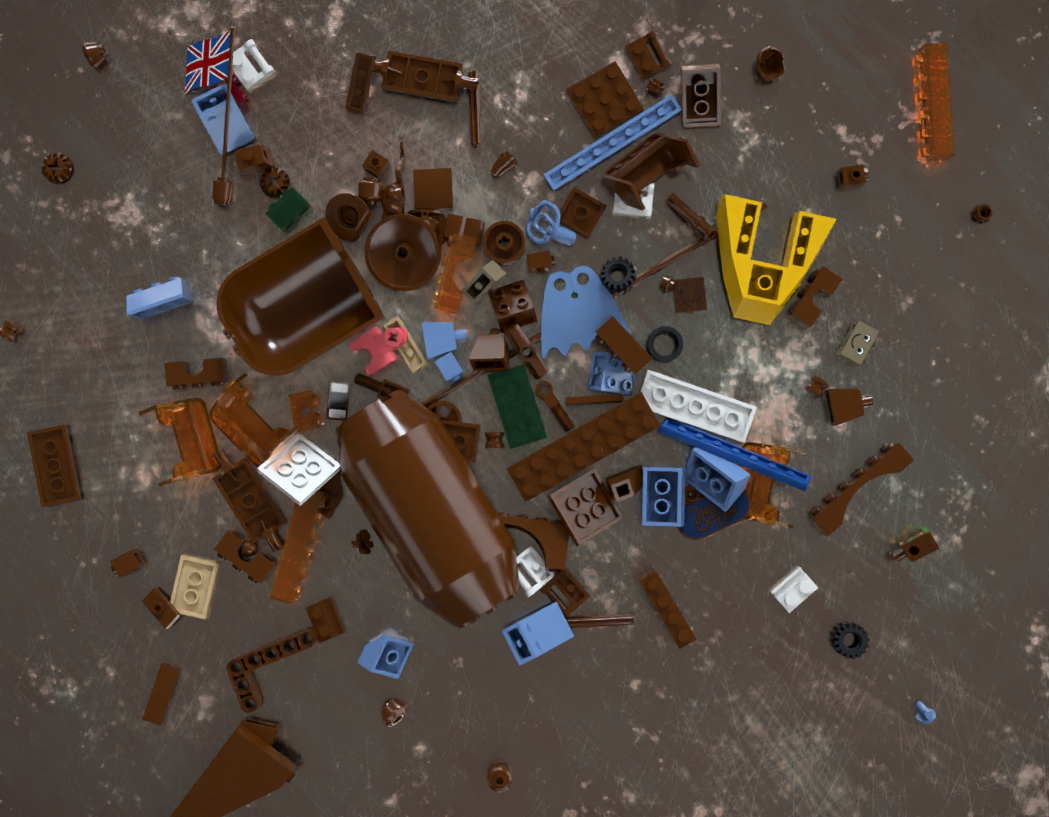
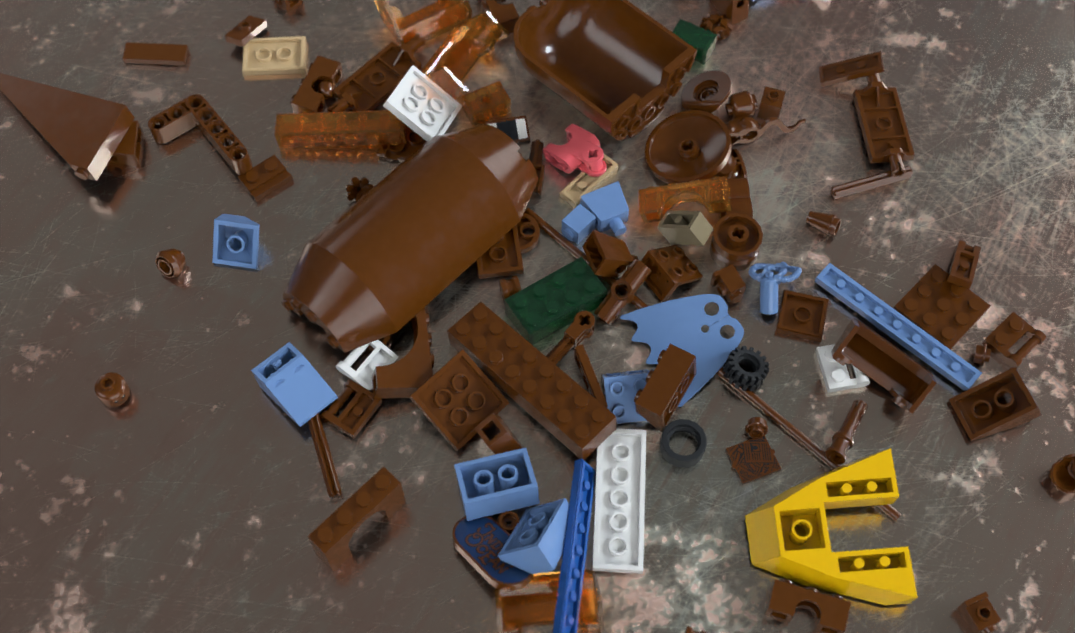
camera: 75 degrees right, 25 degrees down
(433, 188) = (768, 163): reddish brown slope -> none
(576, 67) = (964, 264): none -> reddish brown plate

